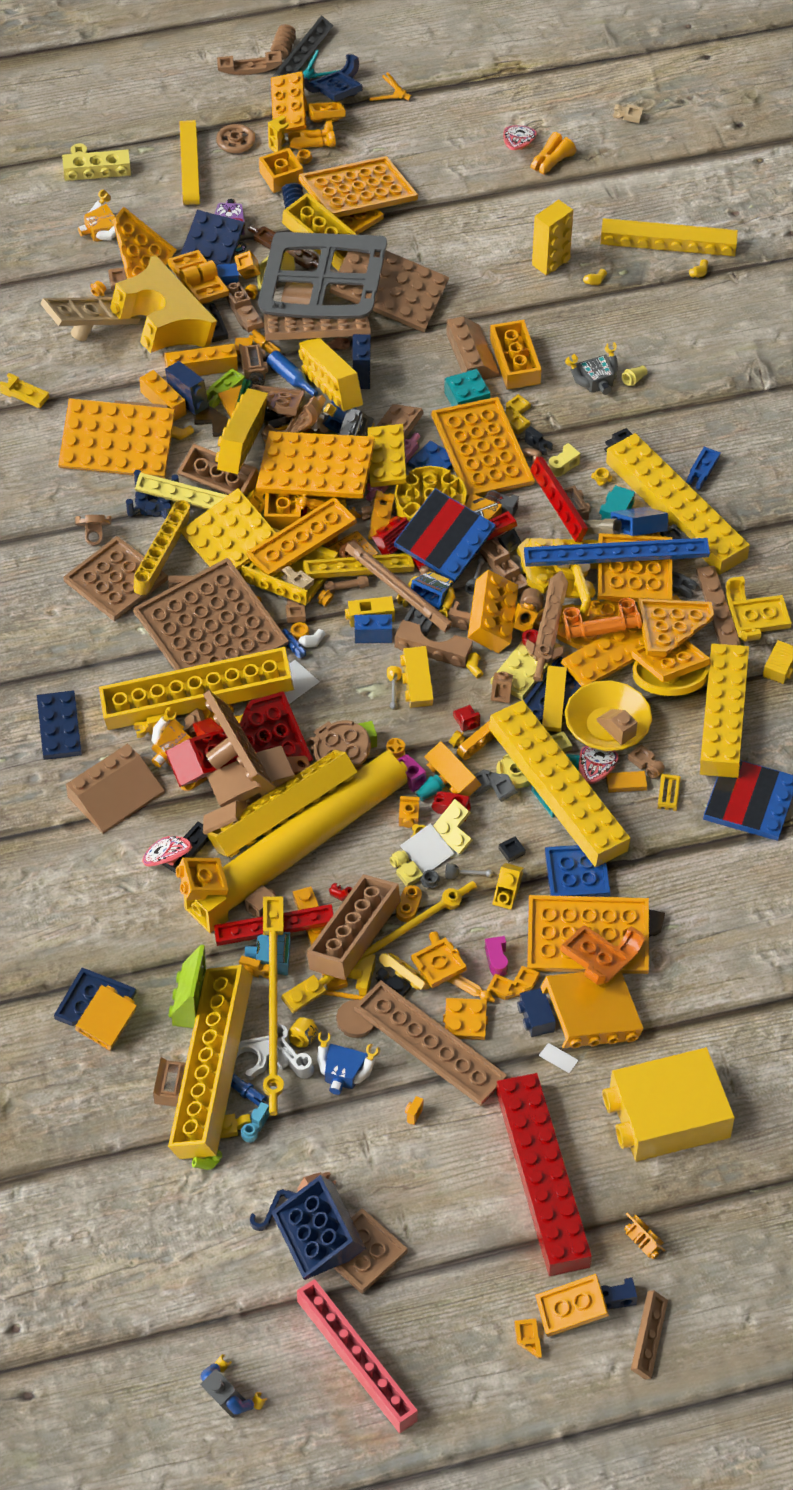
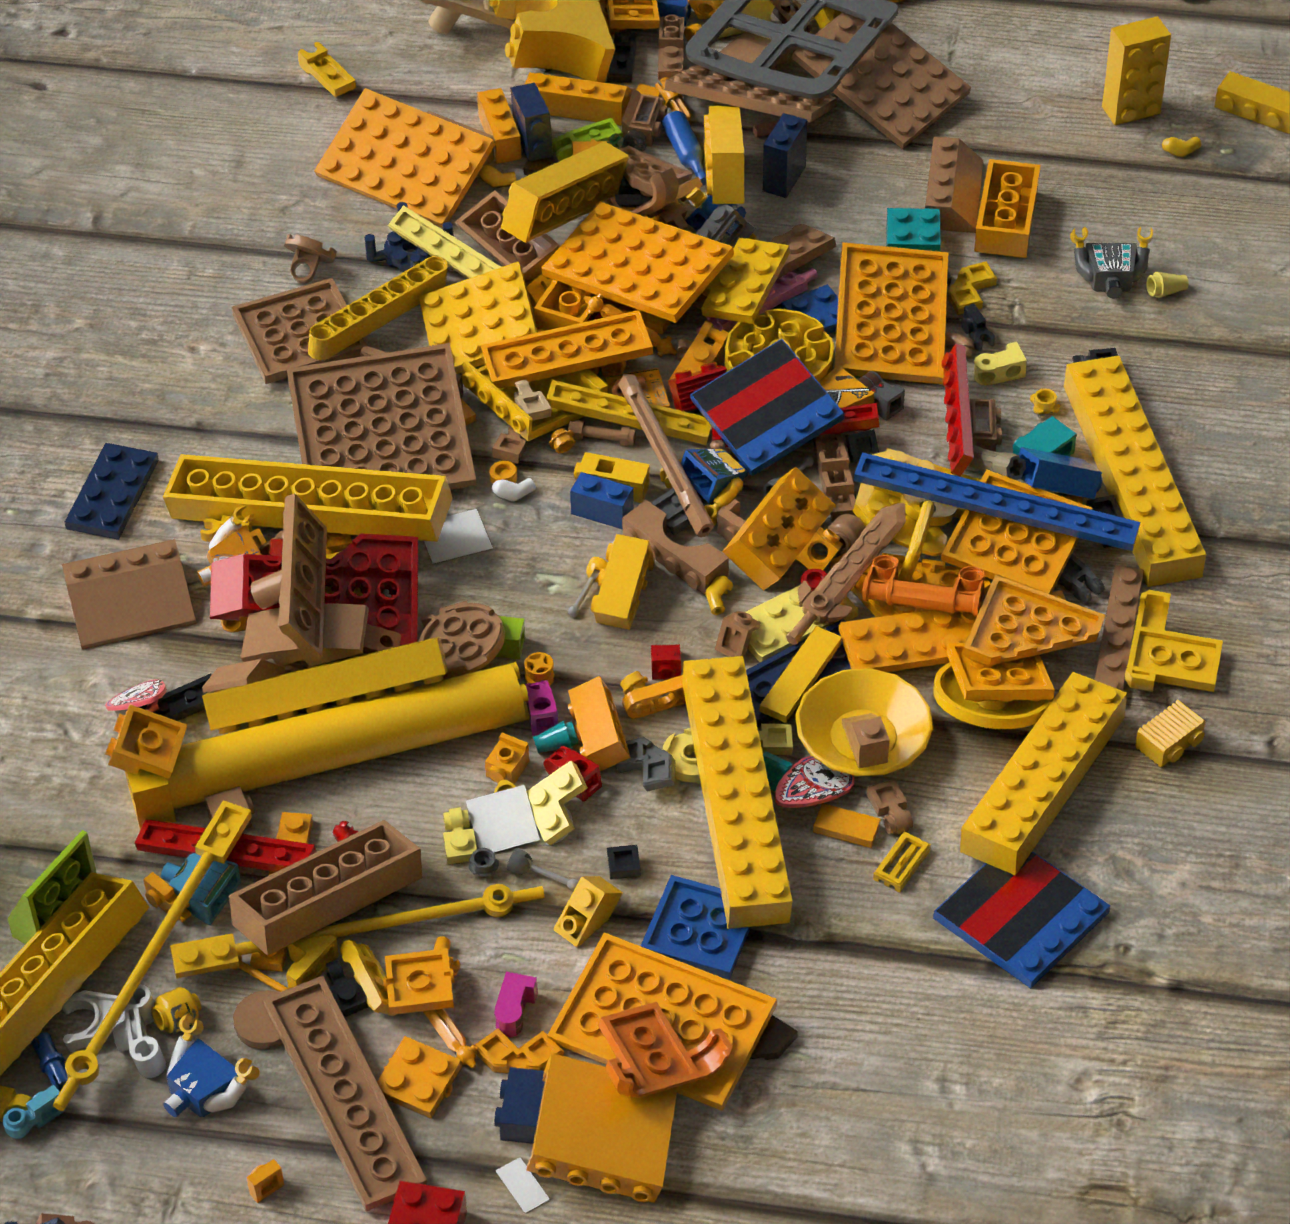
camera: 25 degrees right, 5 degrees down
(294, 645) = (484, 486): blue axle -> none
(410, 902) = (436, 884): light orange plate -> none
(703, 466) = (1199, 433): blue hinge -> none

